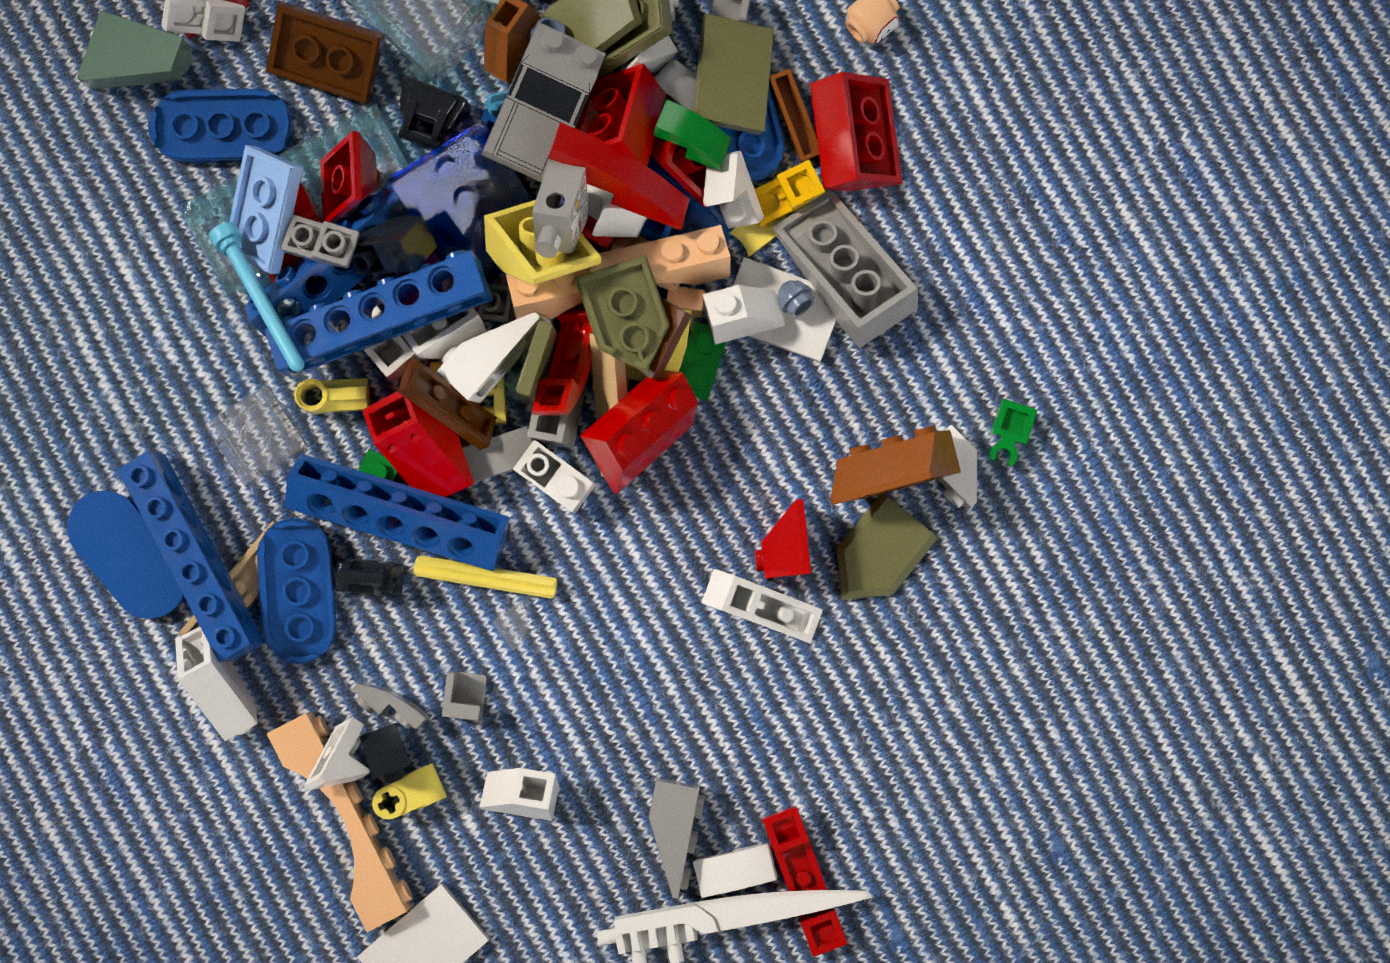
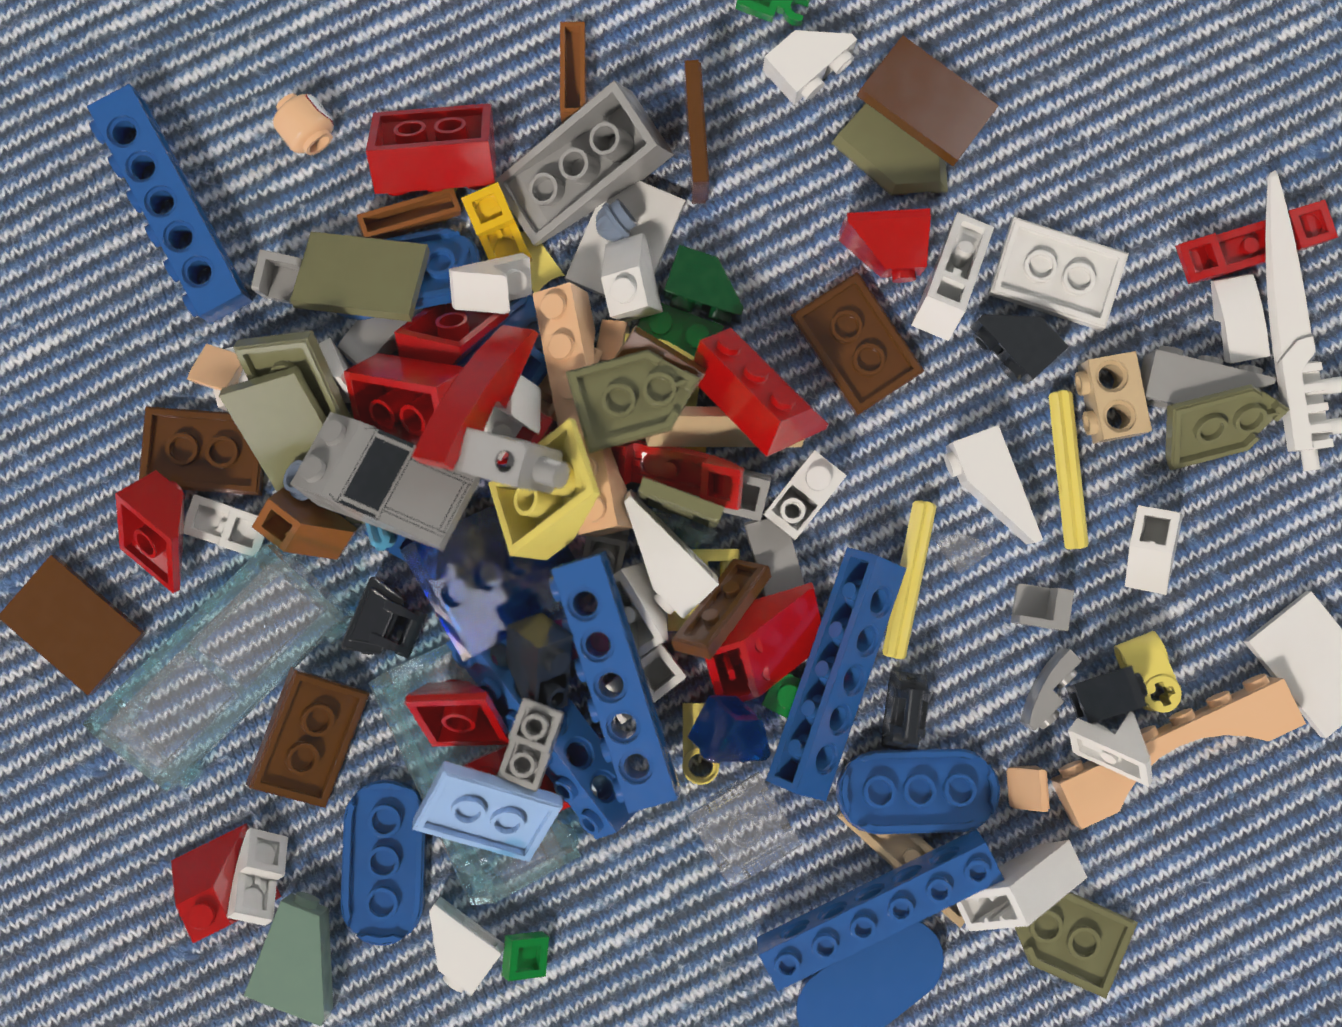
camera: 85 degrees left, 0 degrees up
(142, 251) = (525, 956): none -> green plate
(149, 196) = (462, 947): none -> white slope
(169, 738) = (1078, 942): none -> olive tile
(227, 239) = (521, 854): medium azure piece -> none
(303, 688) = (1028, 788): none -> light nougat slope
(339, 416) = (729, 731): none -> clear blue slope
(581, 643) = (990, 476): none -> white slope
(590, 717) = (1068, 469): none -> light yellow axle
(634, 850) = (1218, 425): none -> olive tile
(658, 763) = (1125, 397): none -> tan brick
(688, 129) = (423, 321): green slope -> none
(697, 522) = (856, 344): none -> reddish brown tile
(702, 670) = (1020, 342): none -> black slope
(744, 379) = (701, 283): none -> dark green slope
(769, 703) = (1058, 274): none -> white tile
(877, 365) = (696, 131): none -> reddish brown tile
(894, 465) = (811, 115): dark orange slope -> none
(922, 576) = (927, 100): none -> reddish brown tile
(934, 254) = (572, 68): none -> dark orange piece

